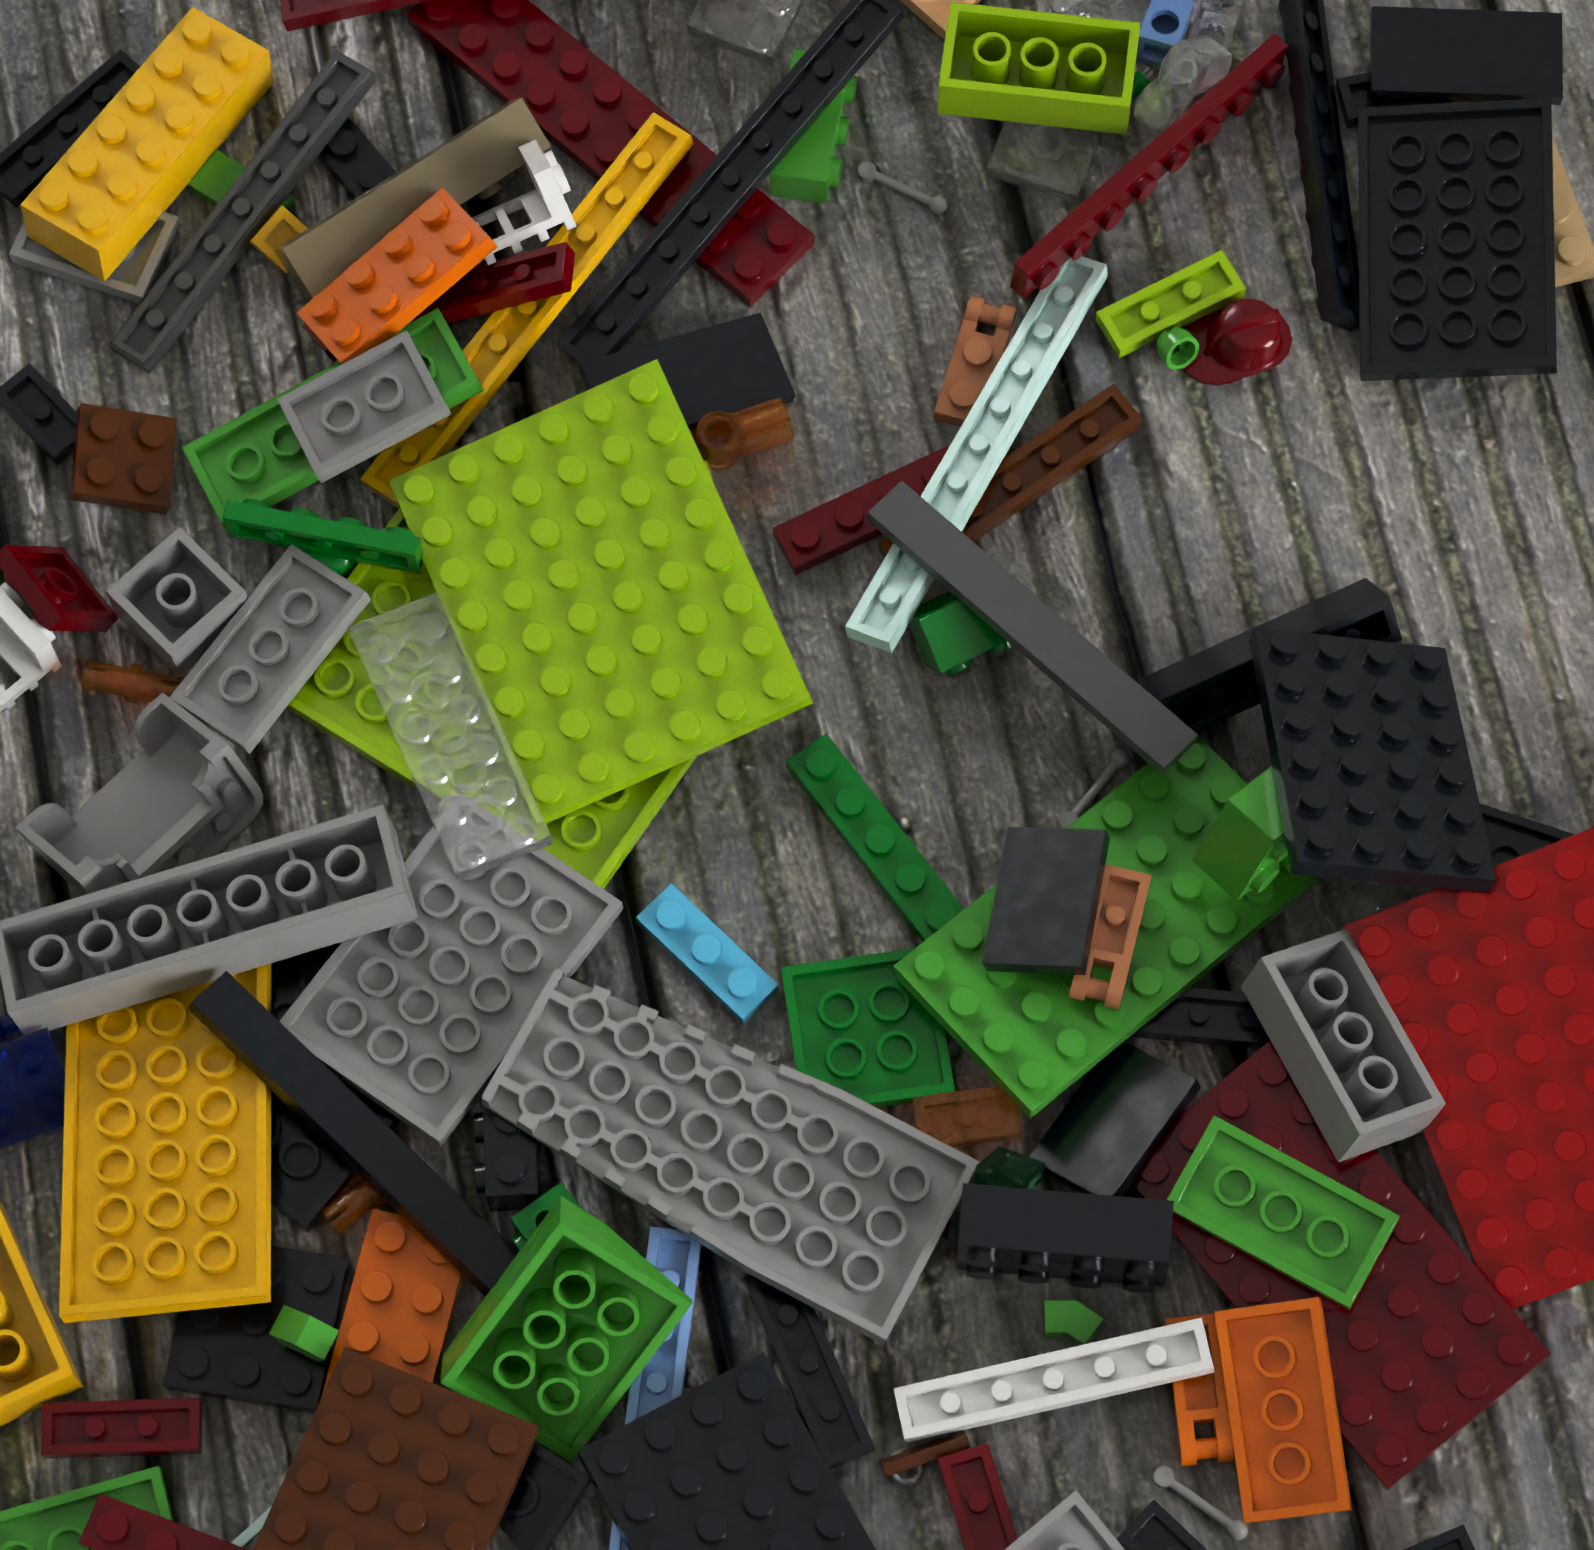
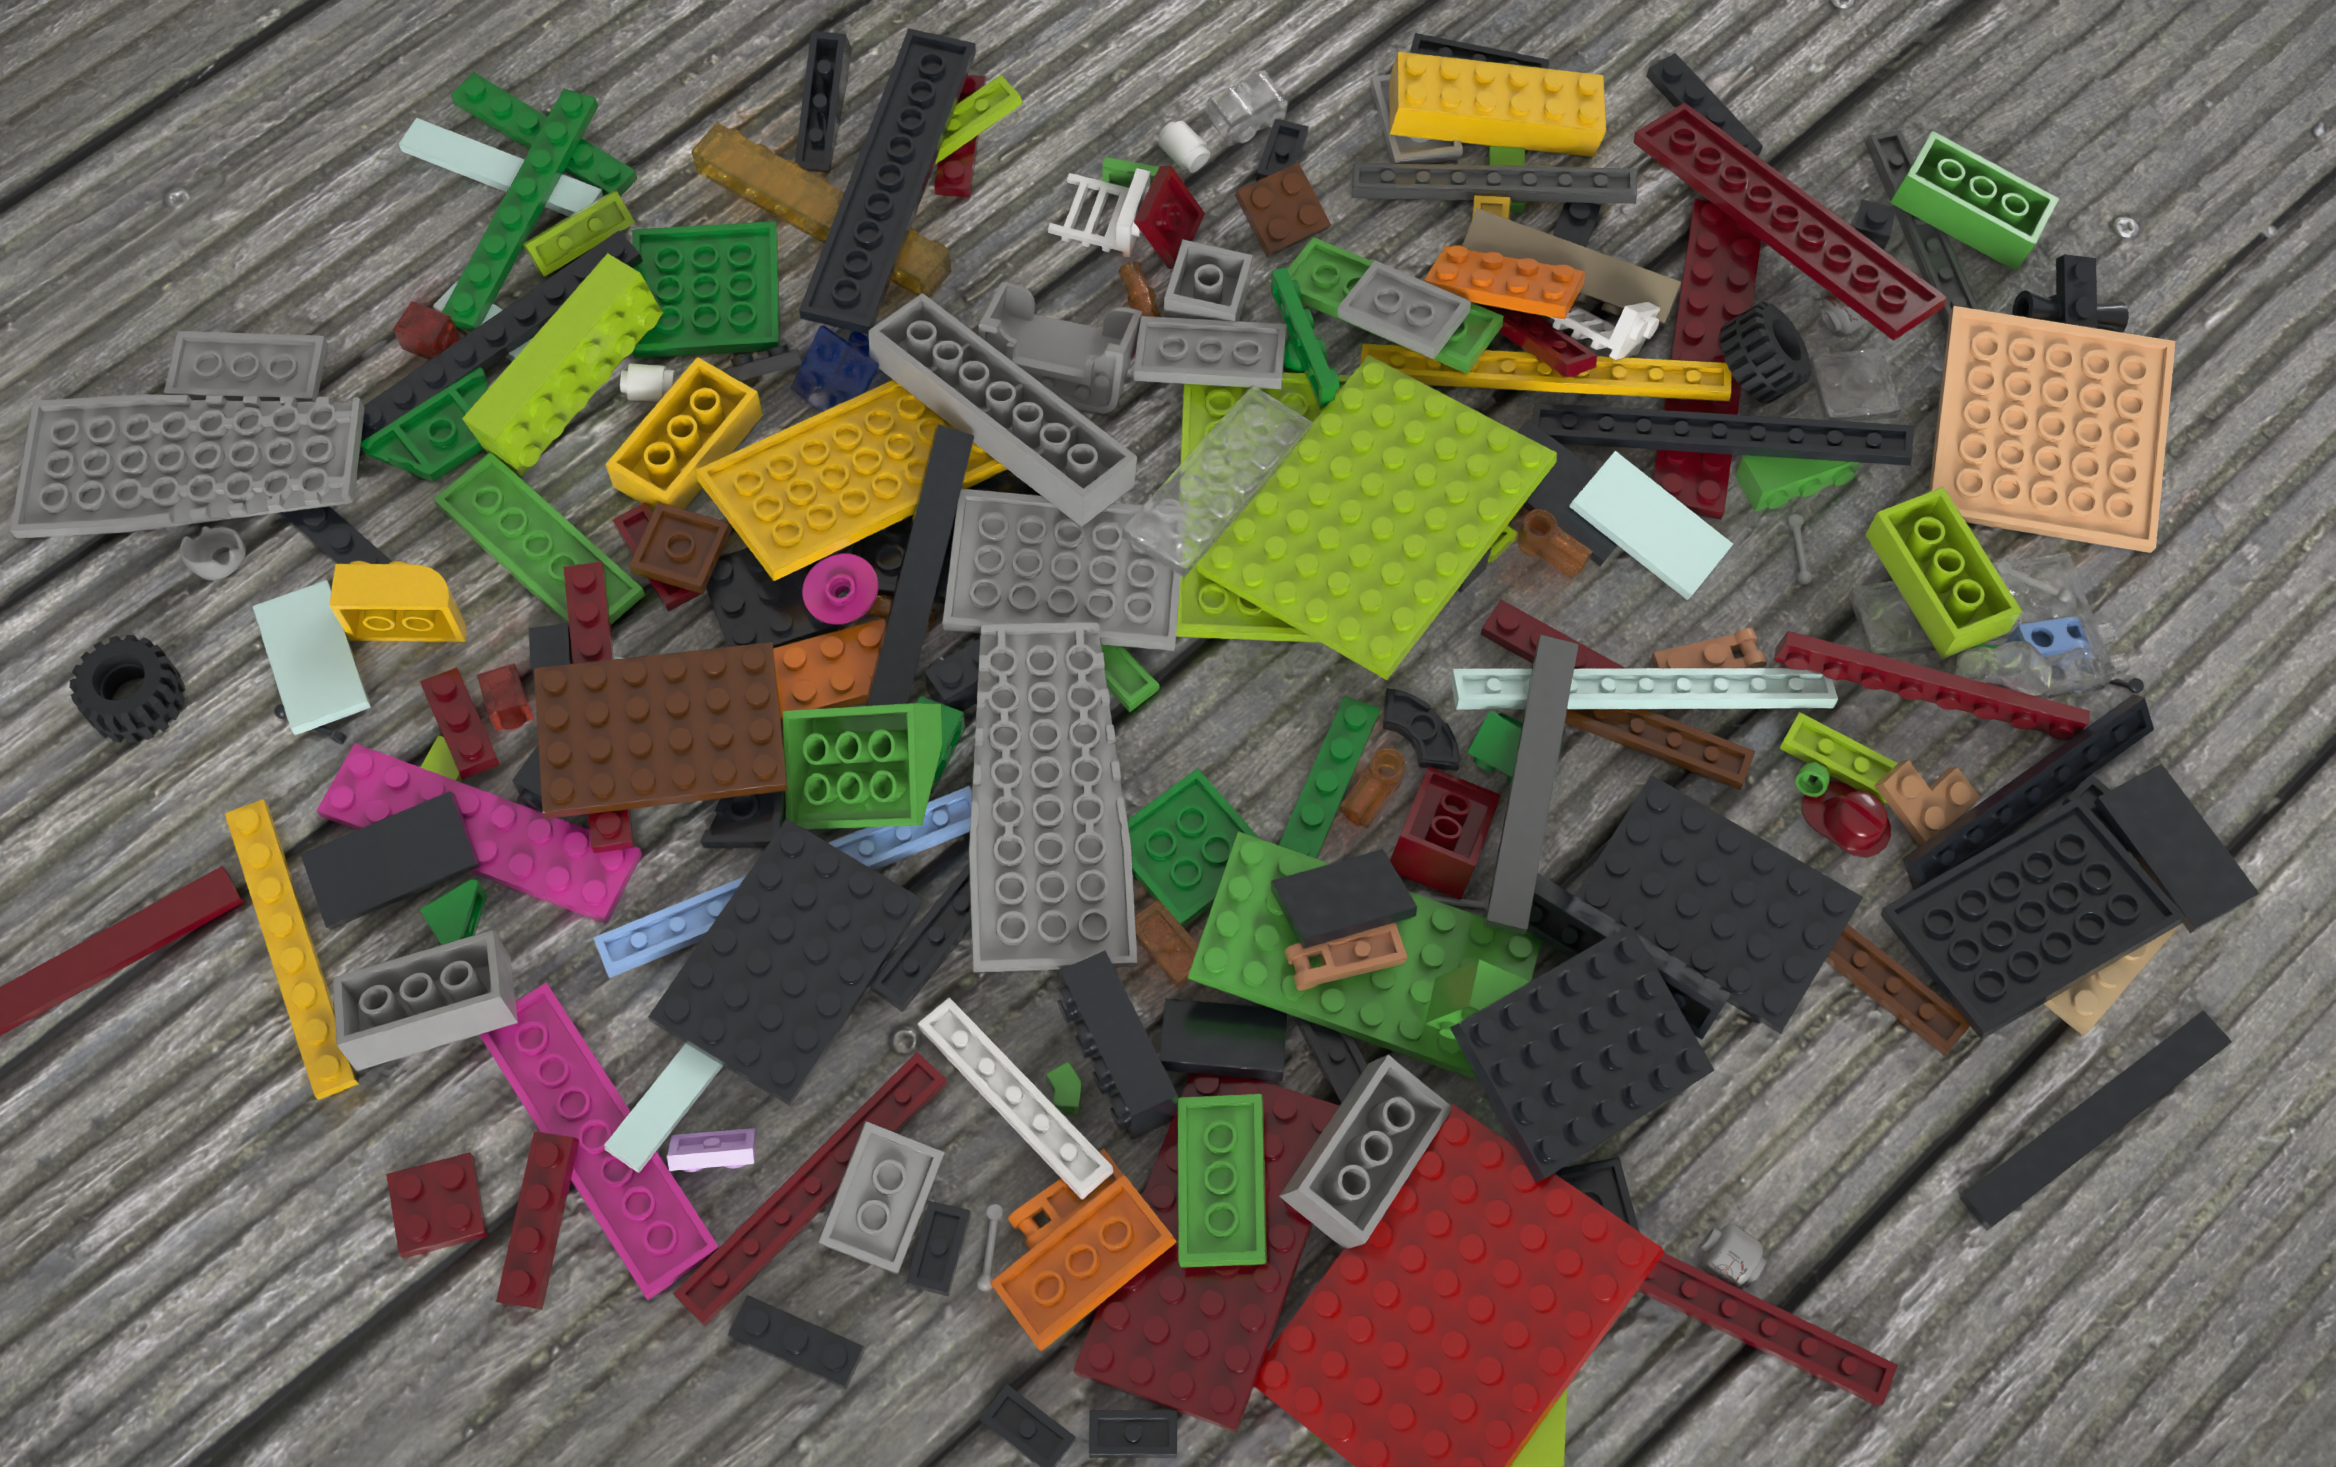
camera: 55 degrees right, 5 degrees down
(140, 1391) = (680, 548): none -> reddish brown plate
(296, 1215) = (830, 579): none -> dark pink dish
(303, 1333) = (771, 618): bright green piece -> none
(624, 975) = (1127, 677): none -> bright green tile
(663, 69) = (1765, 353): none -> black tyre
(707, 954) = (1180, 722): medium azure plate -> none
(784, 318) = (1651, 525): none -> light aqua tile
(873, 702) = (1422, 728): none -> black tile
(918, 797) = (1374, 789): none -> clear orange piece
(924, 1453) = (918, 1044): reddish brown piece -> none
(1009, 1169) = (1144, 989): clear green plate -> none
(1013, 752) = (1444, 832): none -> dark red slope
(1255, 527) = (1720, 900): none -> black plate
(1275, 260) = (1922, 807): none -> medium nougat plate
(1399, 433) = (1897, 990): none -> reddish brown plate
(1490, 1464) = (1133, 1434): none -> black plate

